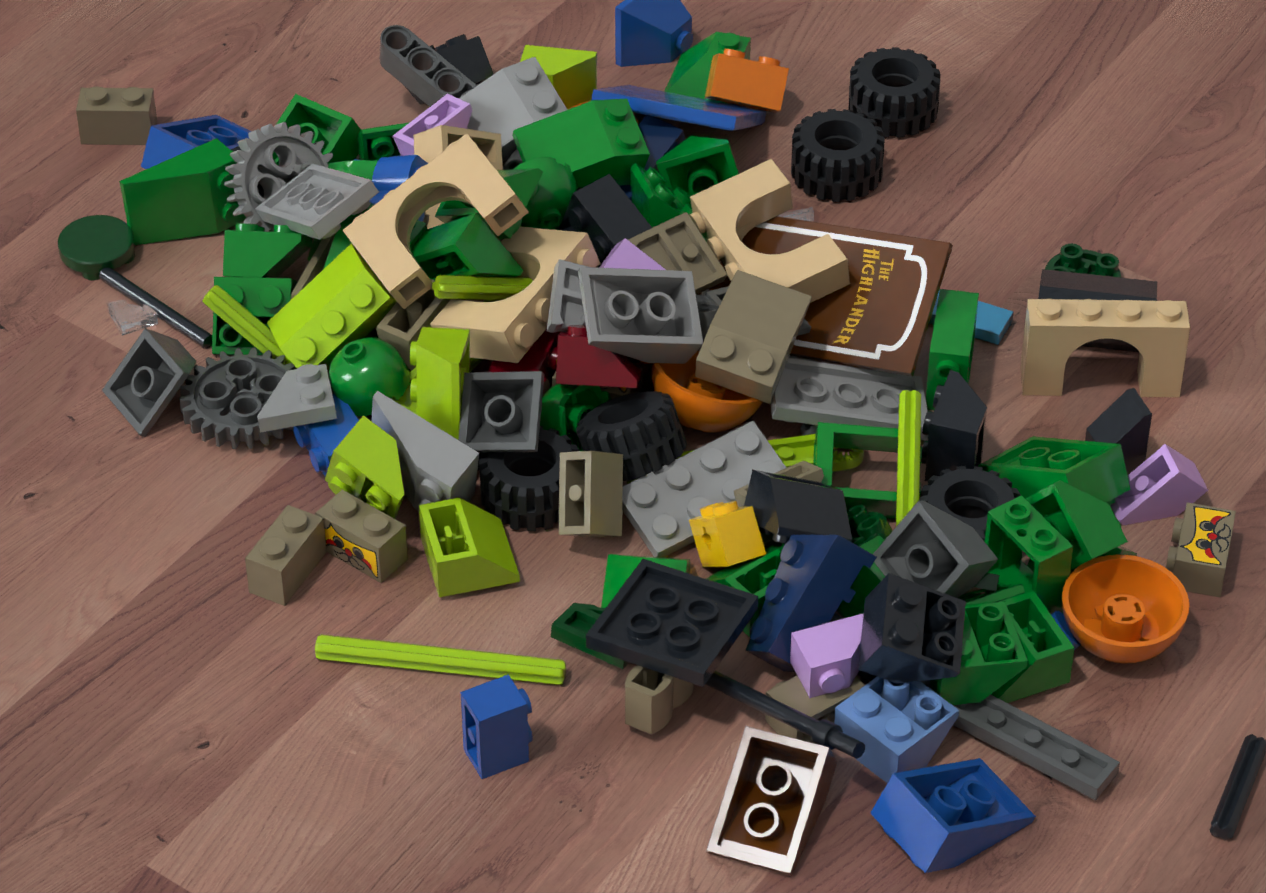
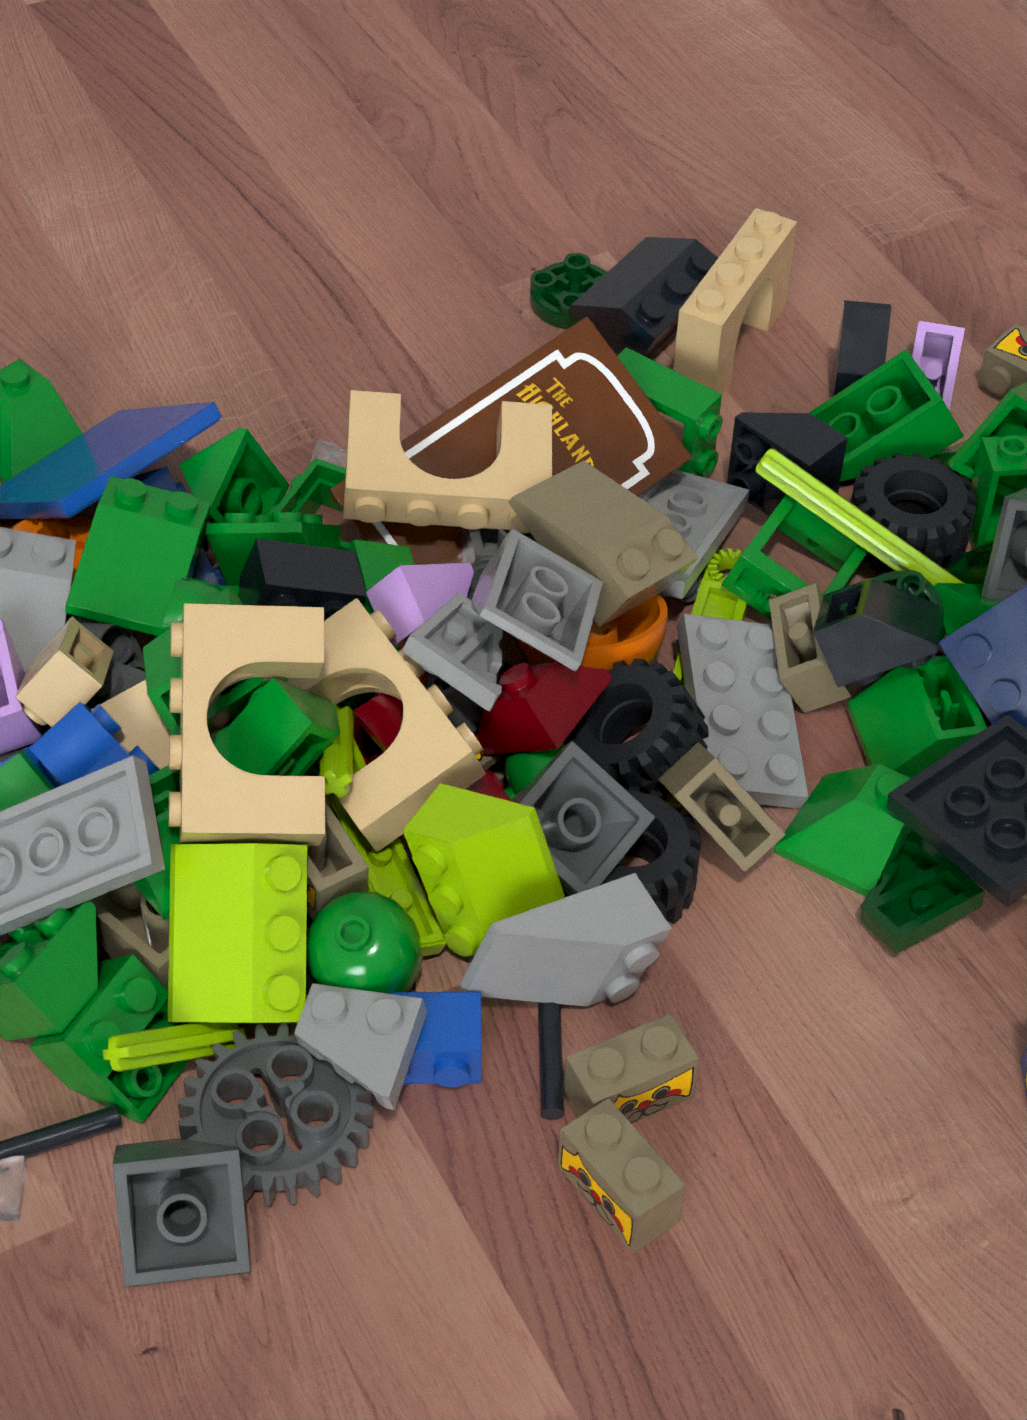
camera: 65 degrees left, 5 degrees up
(368, 467) = (561, 1007): lime slope -> none
(440, 659) = (873, 1088): lime axle -> none
(465, 547) = (715, 981): lime slope -> none
(682, 248) = (405, 538): dark tan wing -> none
(726, 534) = (854, 714): yellow brick -> none
(747, 81) = (87, 395): orange brick -> none
(837, 155) = (260, 378): black tyre -> none
(895, 90) = (191, 296): black tyre -> none

